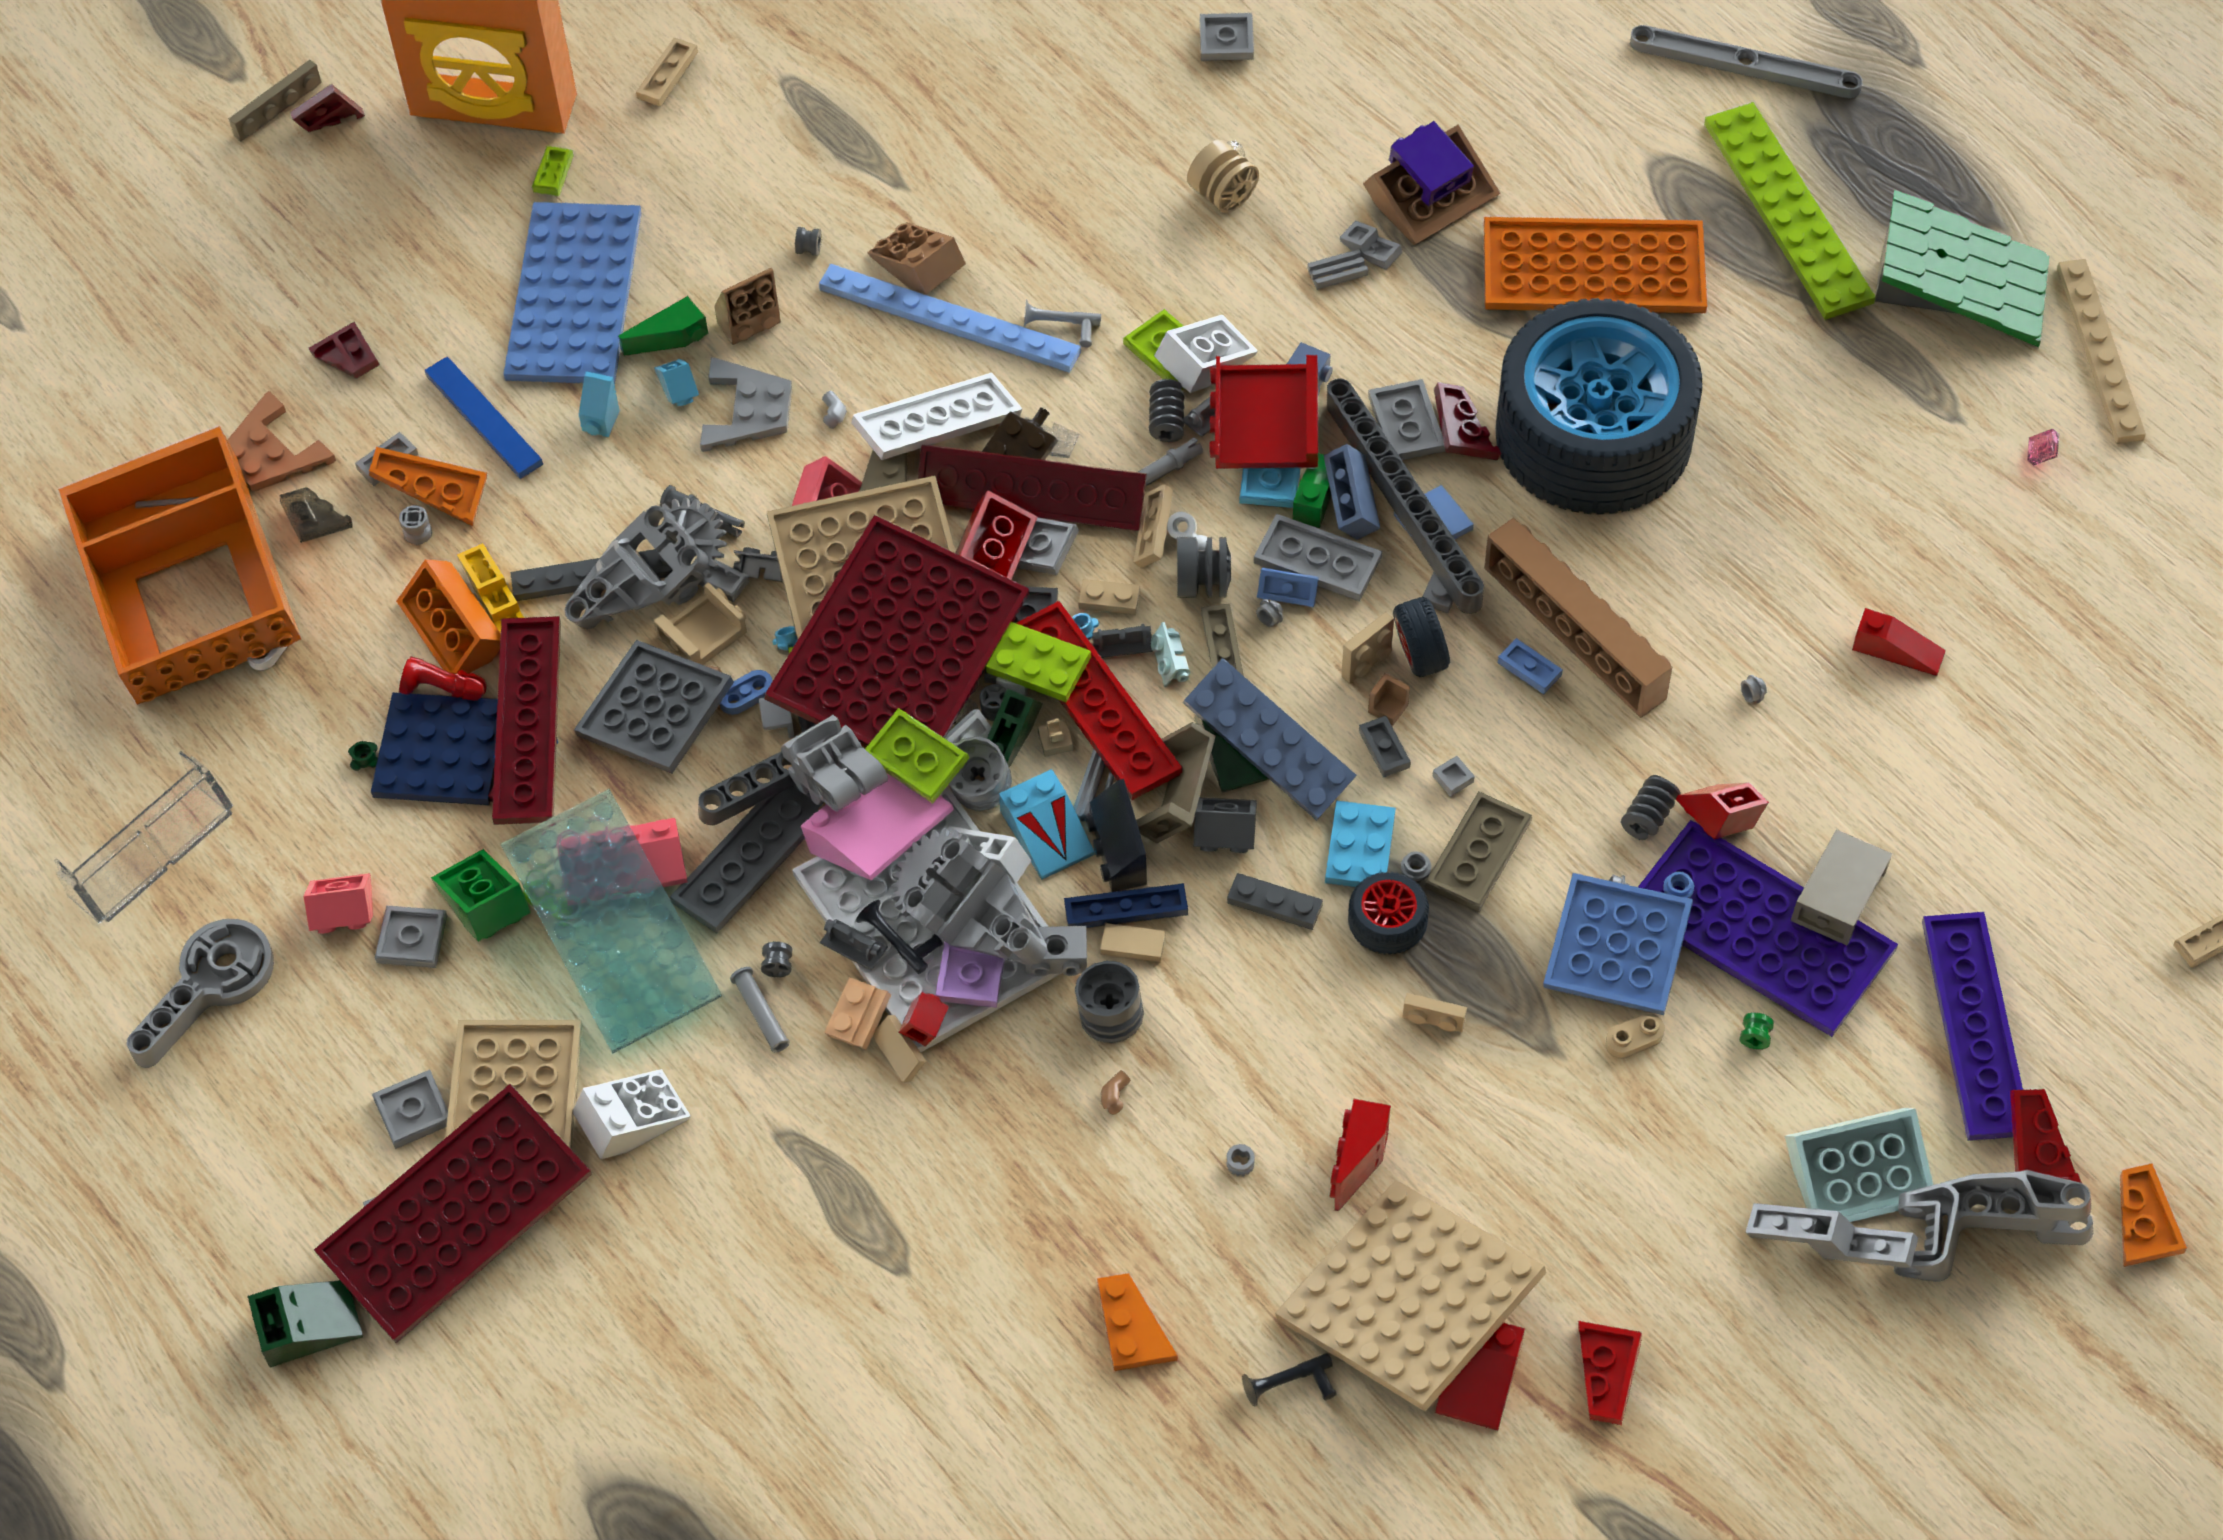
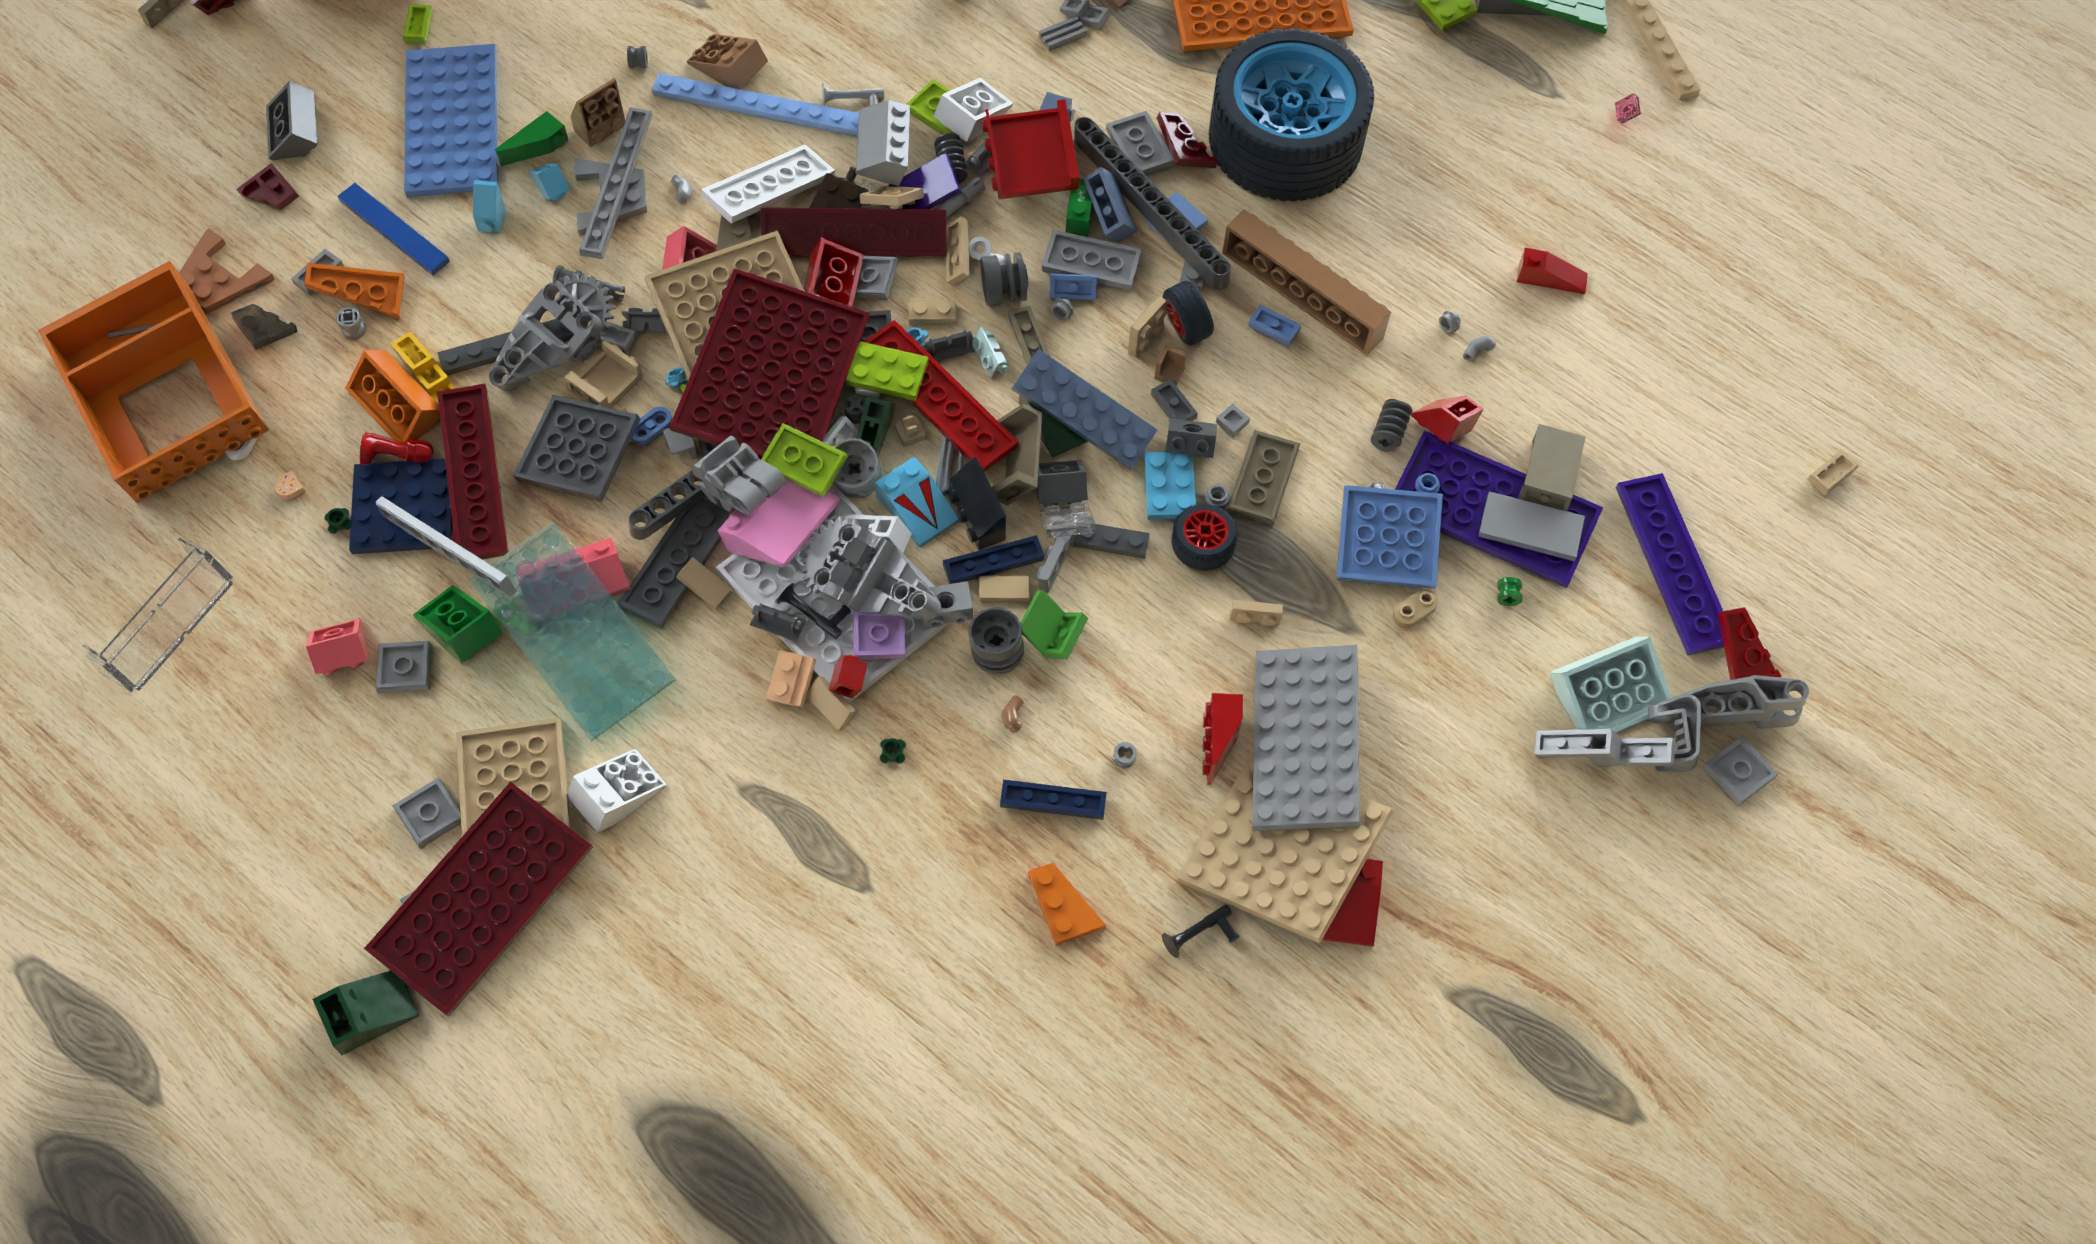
camera: 15 degrees left, 5 degrees up
(208, 987) = (234, 735): light grey beam -> none
(313, 708) = (288, 486): none -> light nougat tile
(385, 275) = (291, 122): none -> dark grey slope
(481, 802) = (446, 547): none -> light grey tile
(755, 393) = (616, 183): none -> light grey tile
(760, 1009) = (709, 686): light grey pin -> none
(774, 886) = (703, 582): none -> tan tile
(776, 959) = (715, 643): dark grey wheel -> none
(963, 1107) = (892, 744): none -> dark green plate
(1083, 450) = (891, 196): none -> tan plate
(1086, 380) = (883, 141): none -> light grey slope
(1129, 441) = (937, 181): none -> tile
(1143, 1199) = (1053, 799): none -> dark blue plate
(1178, 995) = (1051, 628): none -> bright green bracket
(1200, 915) = (1054, 560): none -> light grey hinge
(1223, 870) = (1067, 520): none -> clear plate
(1269, 486) = (1043, 209): medium azure plate -> none
(1396, 790) = (1191, 438): none -> dark grey brick
(1461, 1170) = (1306, 739): none -> light grey plate
(1609, 1369) = (1451, 882): red wing -> none
(1783, 721) = (1475, 345): none -> light grey arm
(1799, 954) = (1531, 526): none -> light grey tile
(2002, 1289) = (1740, 770): none -> light grey plate
(2147, 1219) = (1836, 697): orange wing -> none

